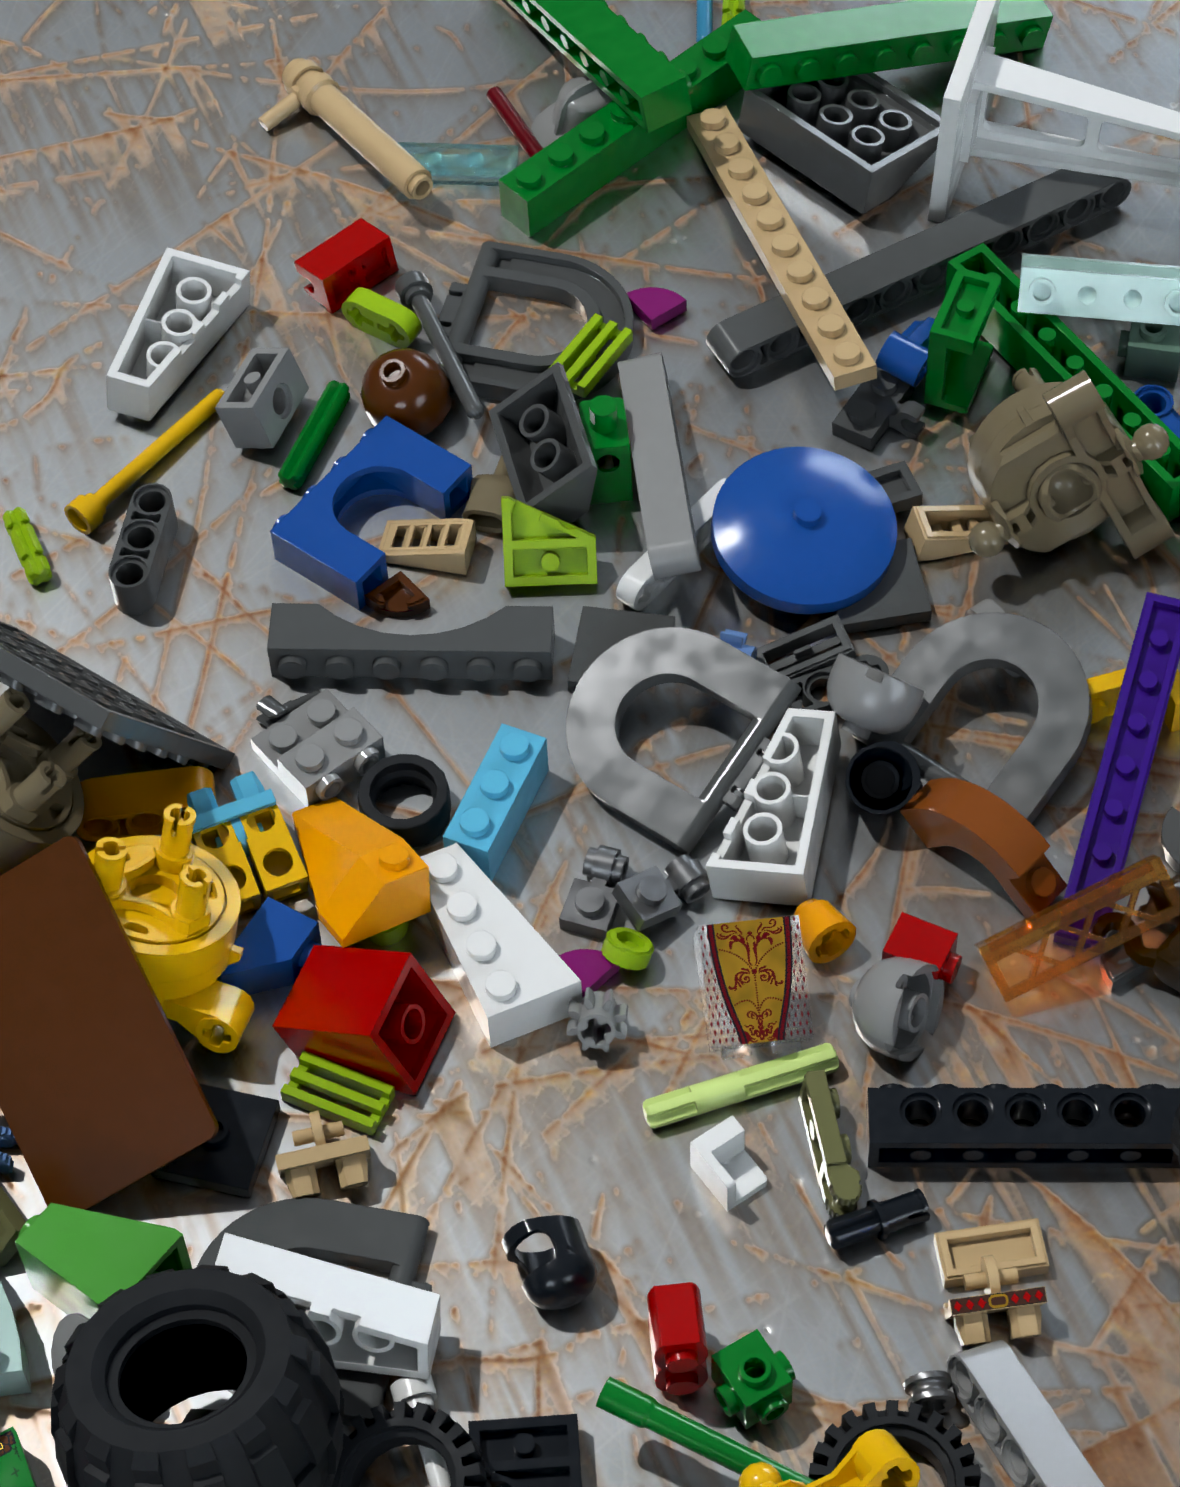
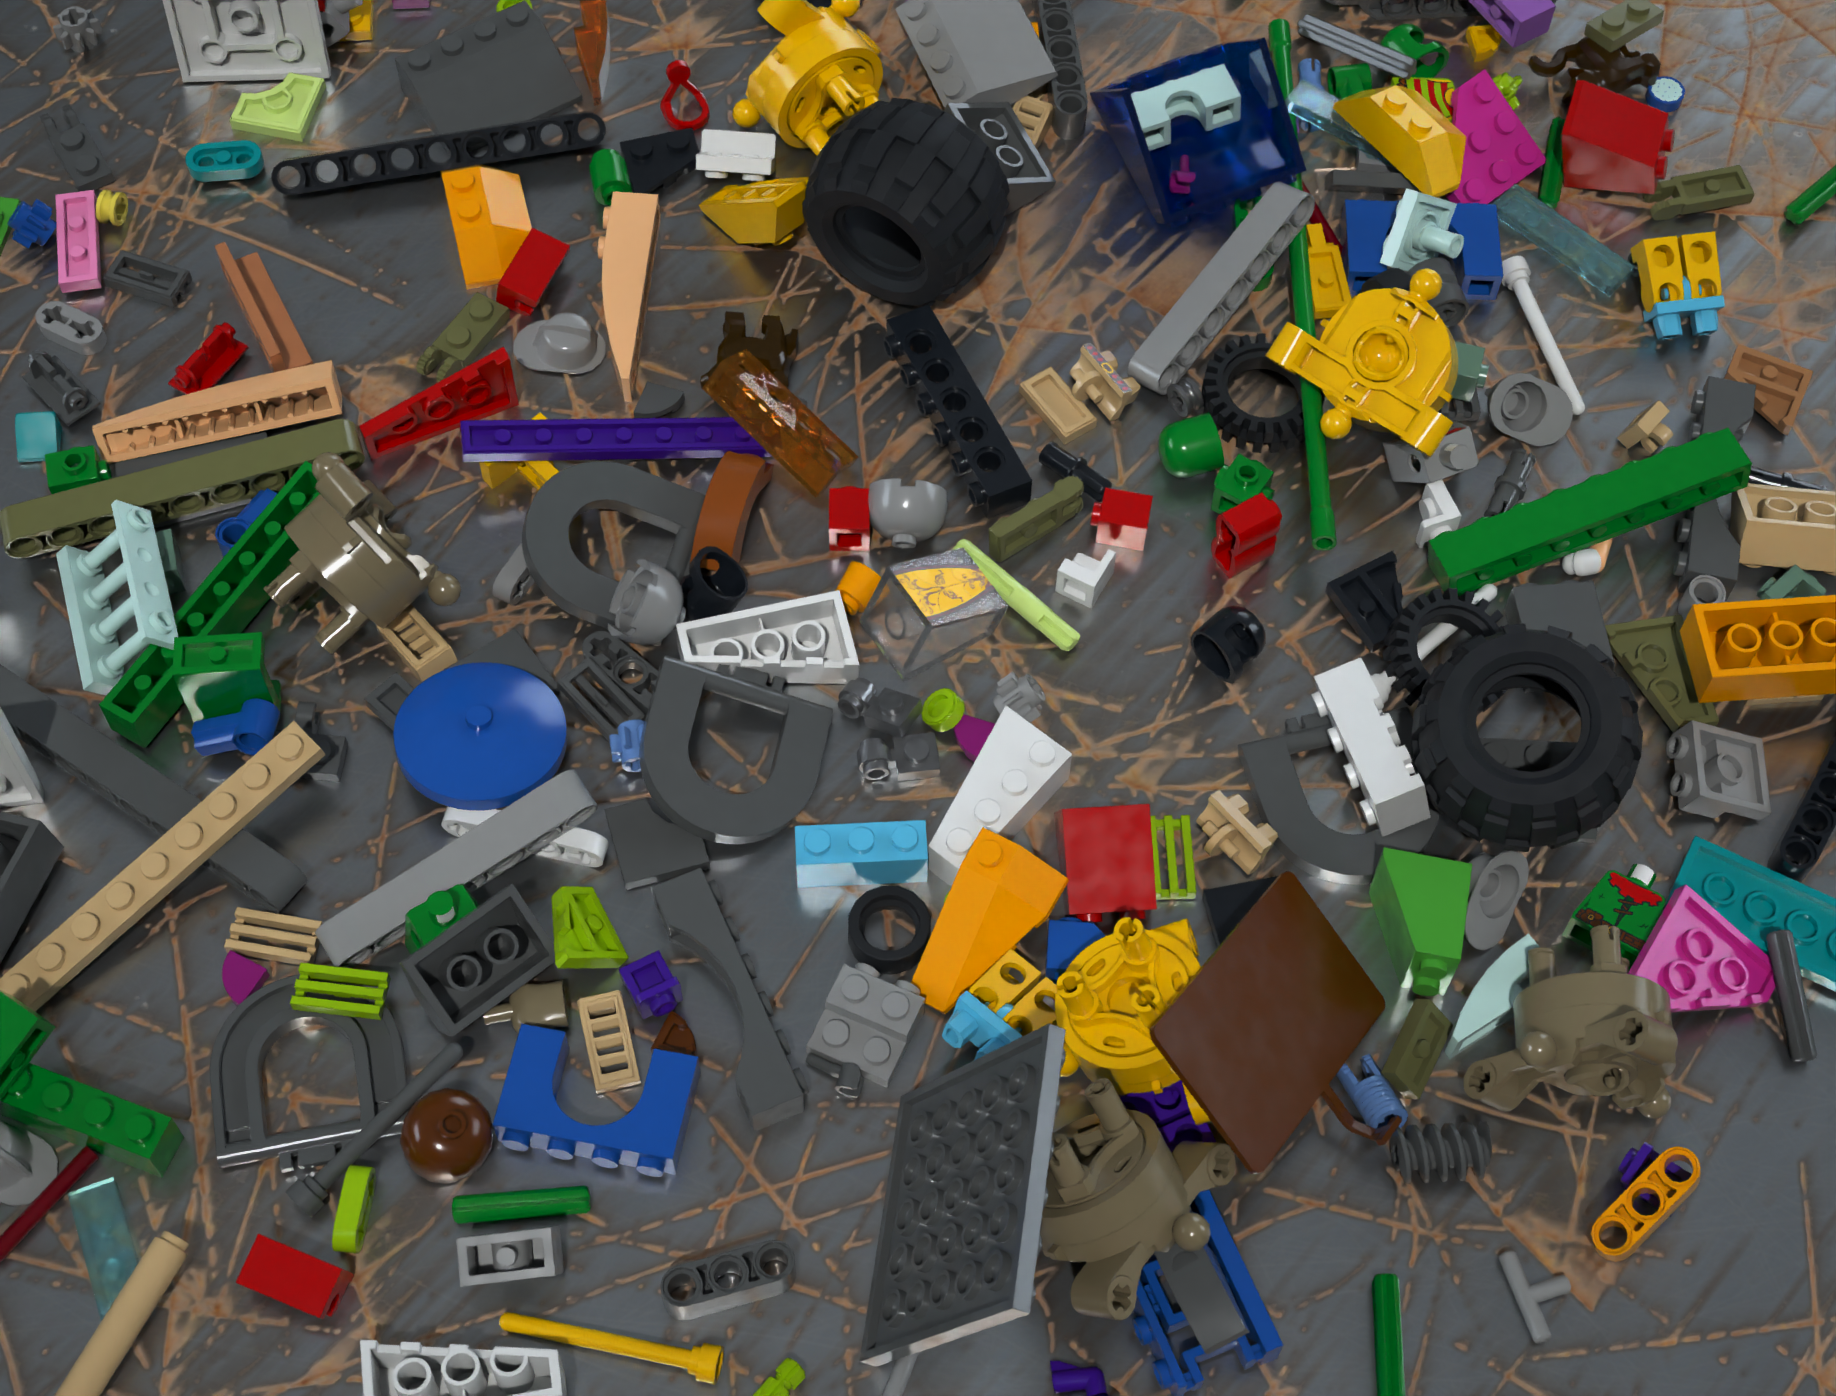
camera: 120 degrees left, 5 degrees up
(459, 588) = (651, 985): none -> dark purple bracket
(678, 335) = (278, 921): none -> tan tile
(781, 1235) = (1122, 518): none -> red brick
(844, 1337) = (1191, 447): none -> green helmet

